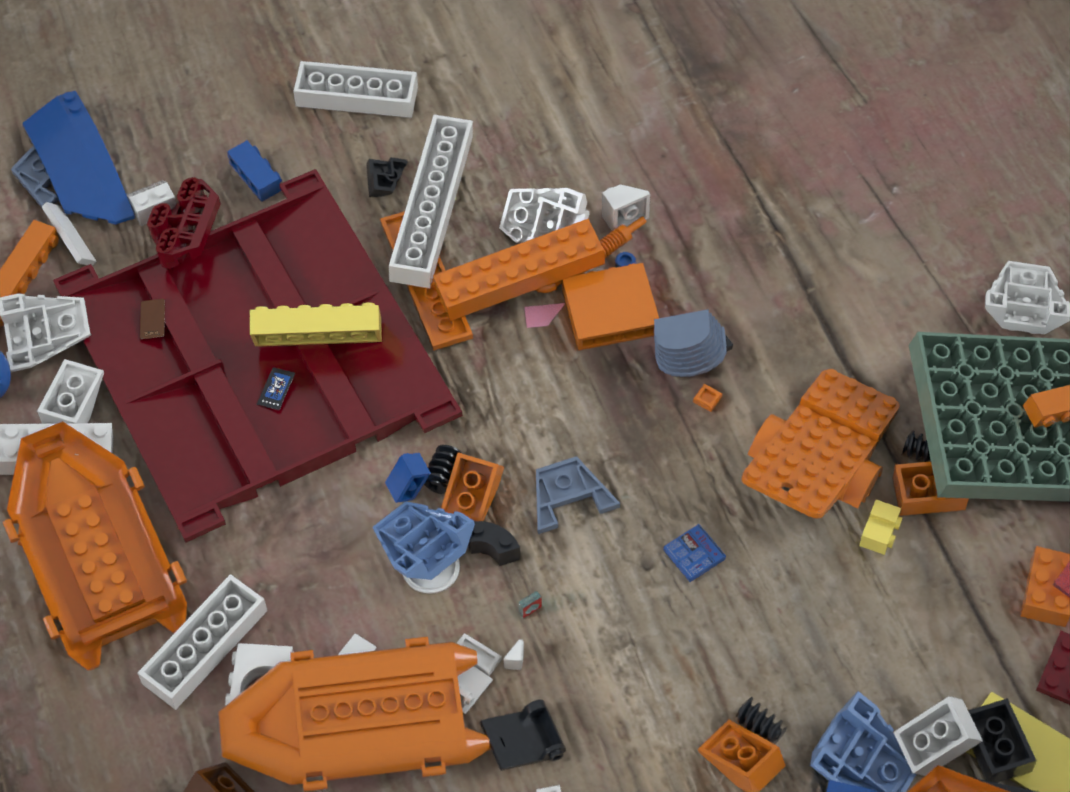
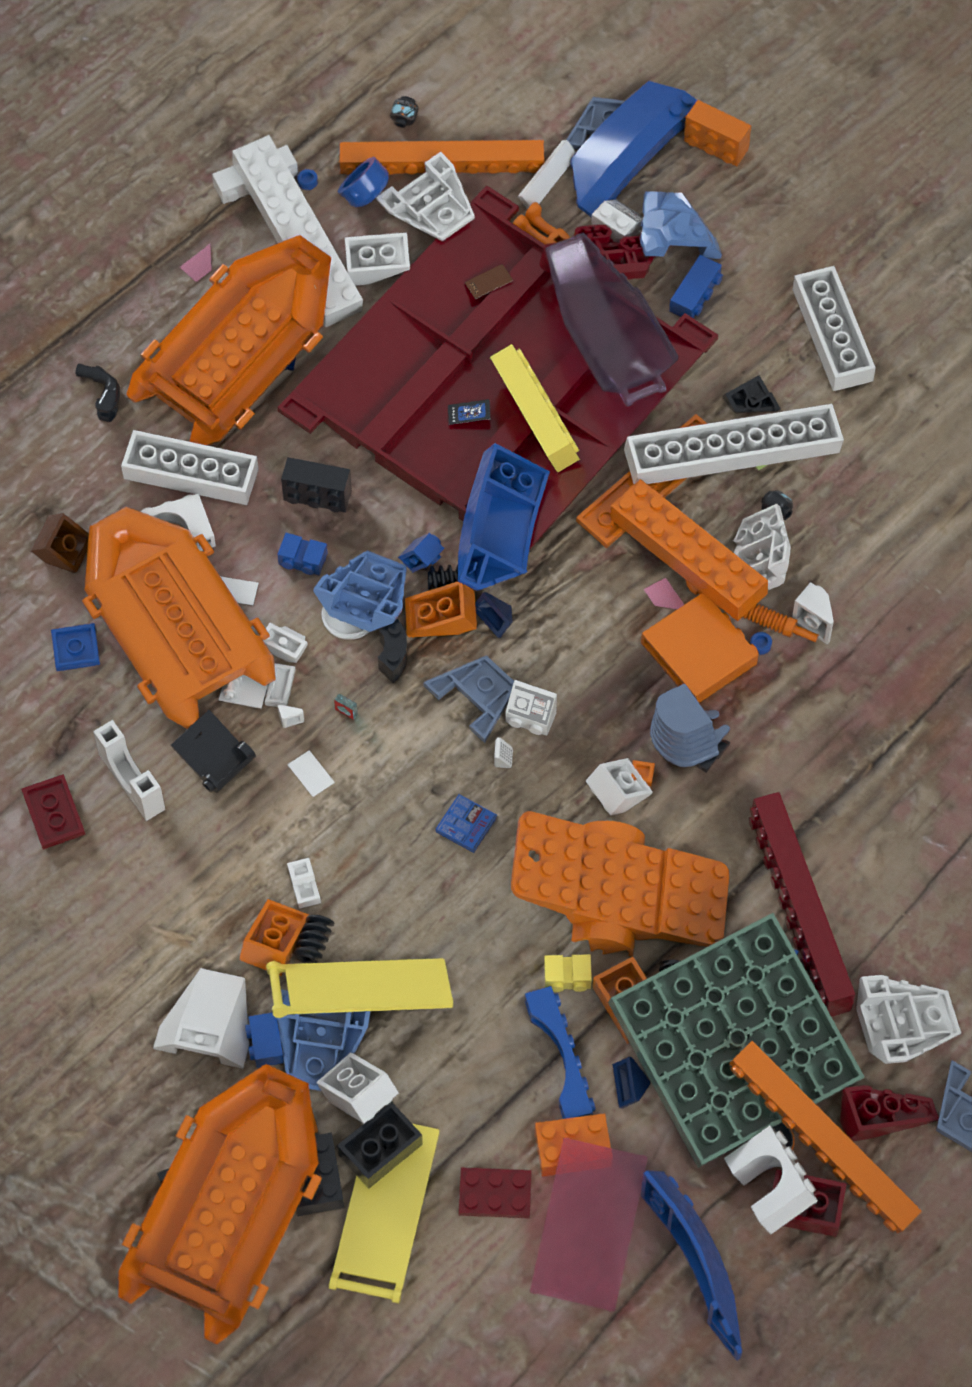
camera: 65 degrees right, 5 degrees up
(86, 691) = (108, 403): none -> black piece
(113, 91) = (717, 133): none -> orange brick
(138, 251) = (534, 218): none -> orange piece
(185, 158) = (674, 222): none -> medium blue wedge
(264, 231) = (609, 320): none -> clear purple windscreen
(286, 537) = (316, 485): none -> black brick
(349, 581) = (302, 554): none -> blue brick
(411, 399) = (499, 518): none -> blue slope
(438, 628) = (285, 643): none -> white slope
(495, 448) = (494, 613): none -> dark blue slope
(498, 196) = (778, 497): none -> black head
(580, 663) = (311, 773): none -> white sticker
(610, 452) = (531, 708): none -> white slope
(638, 498) = (503, 754): none -> white slope
(694, 712) = (304, 883): none -> white slope
(717, 419) = (616, 786): none -> white slope
(832, 697) = (361, 986): none -> light yellow flag
(881, 321) = (801, 903): none -> dark red brick
(1004, 522) = (629, 1081): none -> dark blue slope
(1006, 570) = (545, 1014): none -> blue arch

